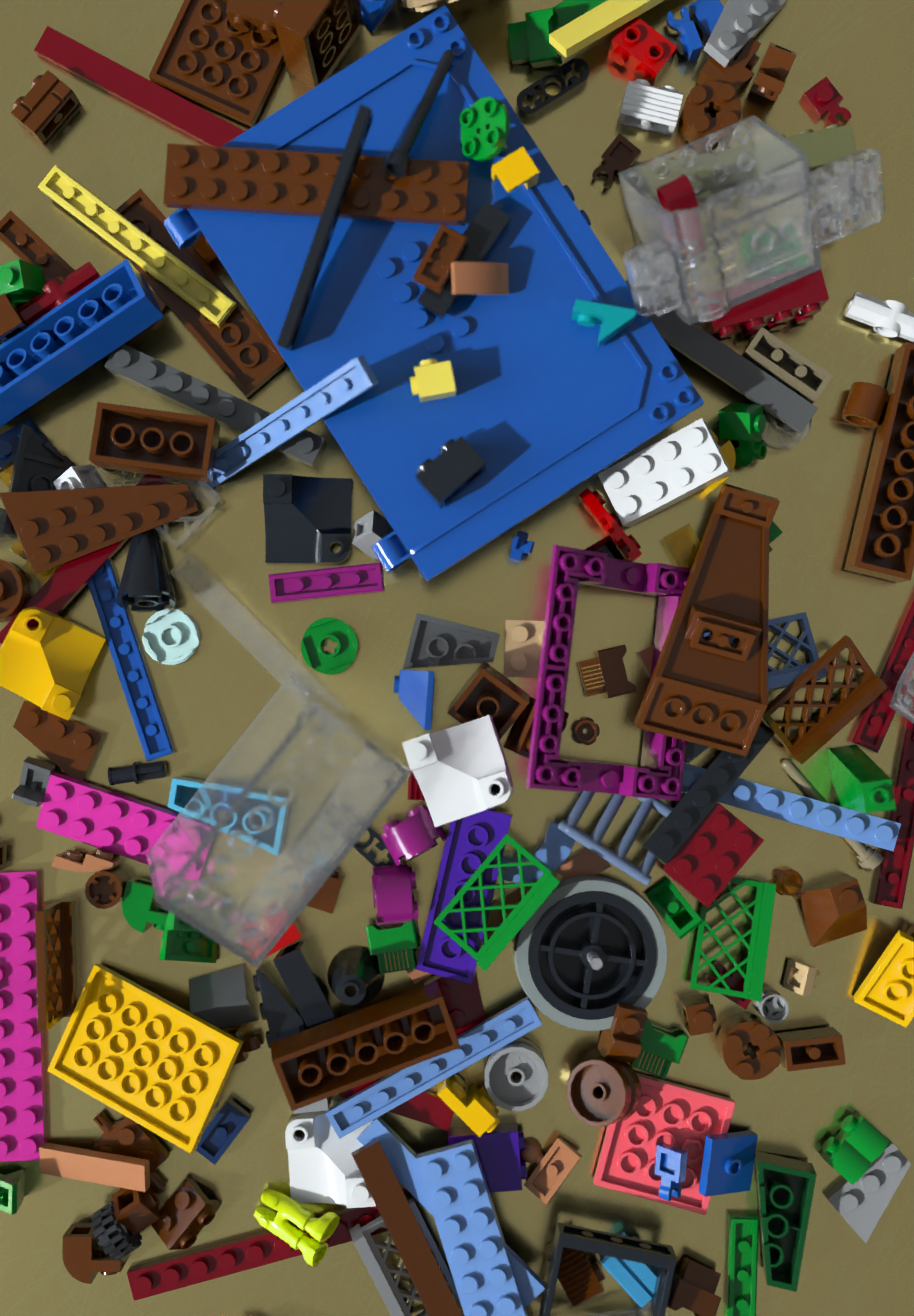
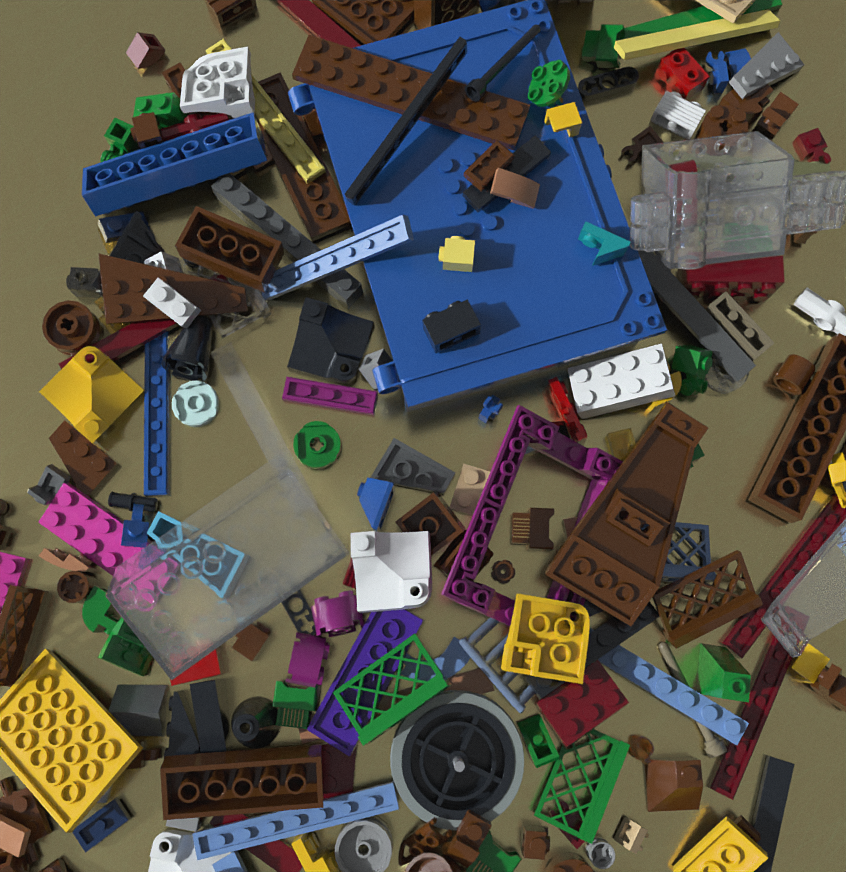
camera: 15 degrees right, 10 degrees down
(71, 230) = (219, 84): none -> white slope
(108, 530) = (172, 303): none -> white brick
(152, 806) = (134, 530): none -> blue plate
(573, 1057) = (431, 839): none -> reddish brown piece
(656, 800) = (546, 640): none -> yellow slope

